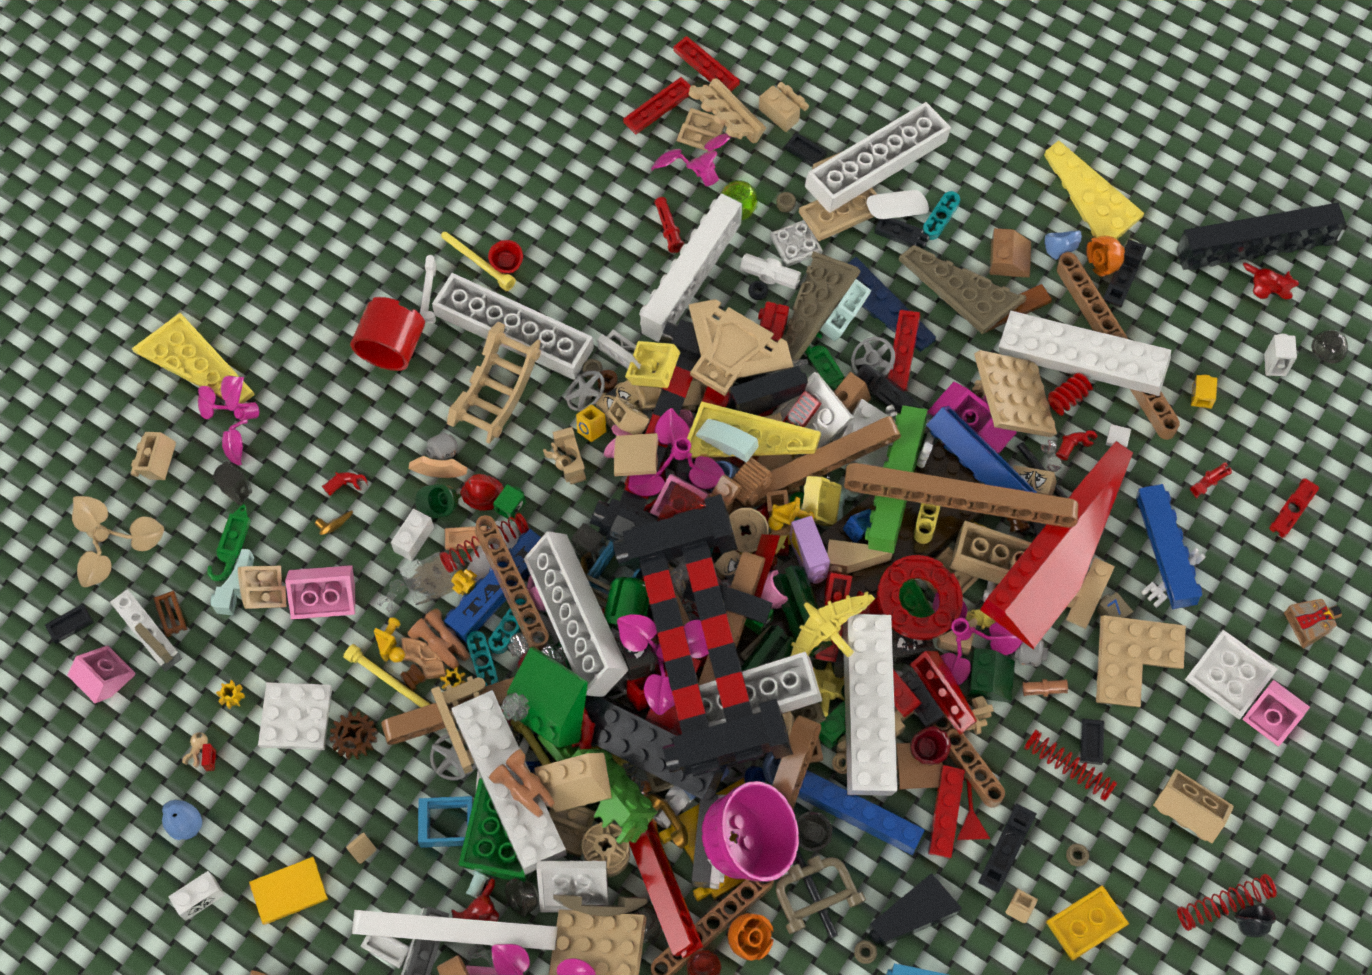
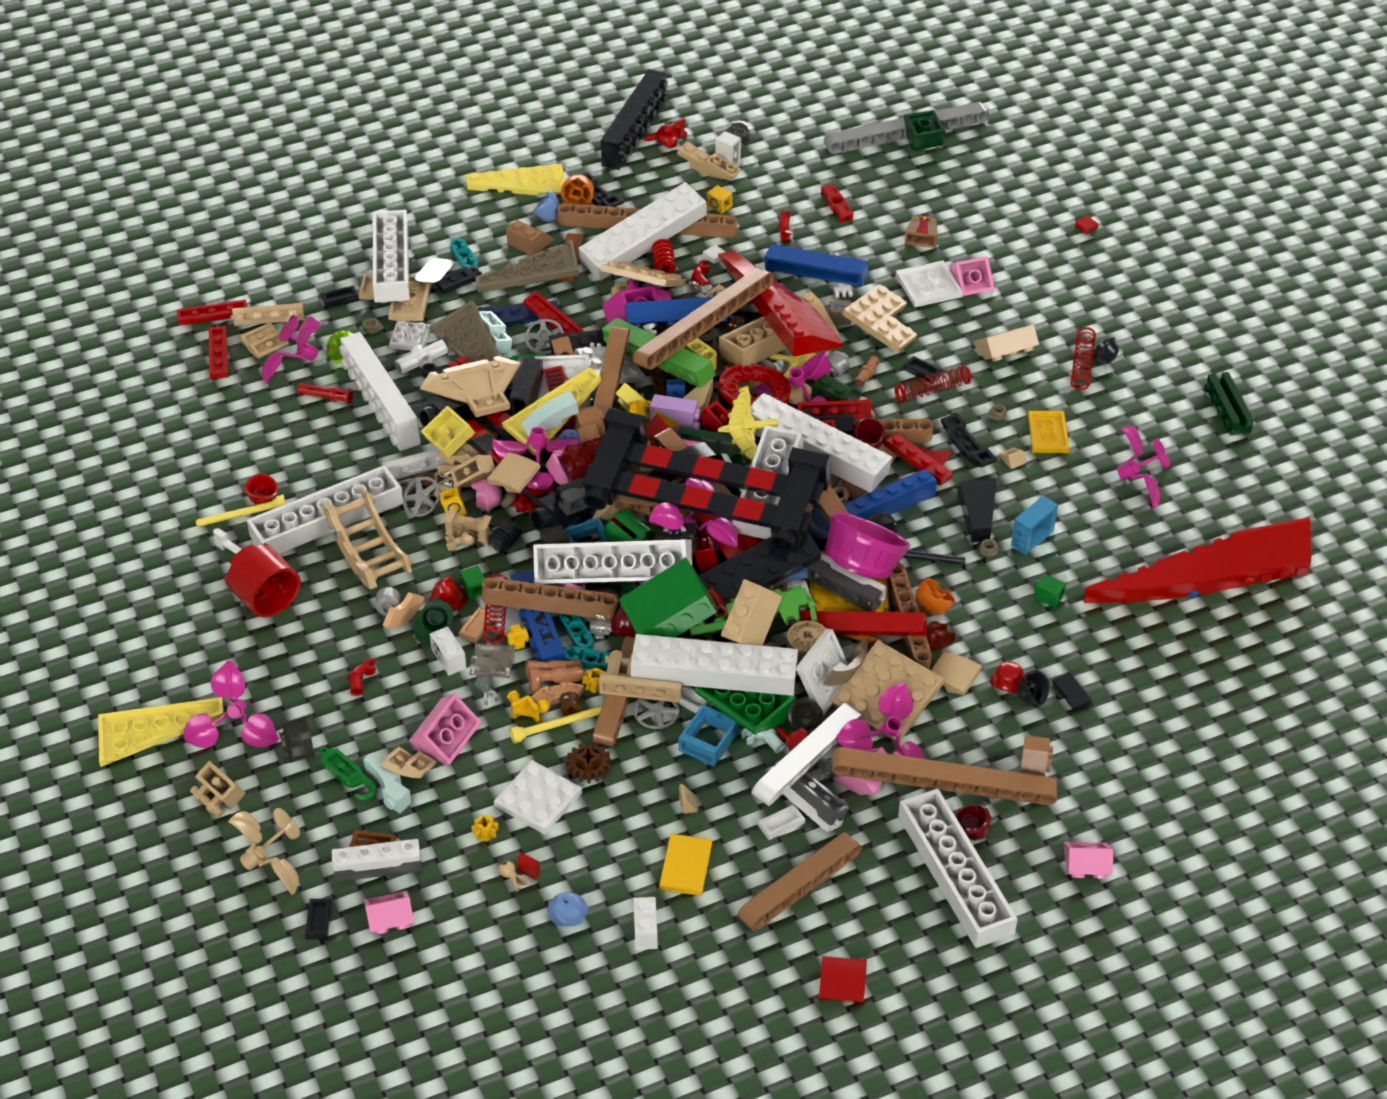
camera: 60 degrees left, 20 degrees down
(153, 643) = (403, 841): dark tan tile -> none
(332, 525) = (391, 700): pearl gold bar -> none
(515, 707) = (662, 623): clear gear -> none
(531, 783) = (732, 642): nougat piece -> none
(582, 492) = (504, 536): none -> black piece
(679, 836) = (830, 597): pearl gold bar -> none
(780, 108) = (293, 288): tan brick -> none
(815, 865) = (940, 537): dark tan bar -> none
(1254, 347) = (713, 165): none -> tan slope

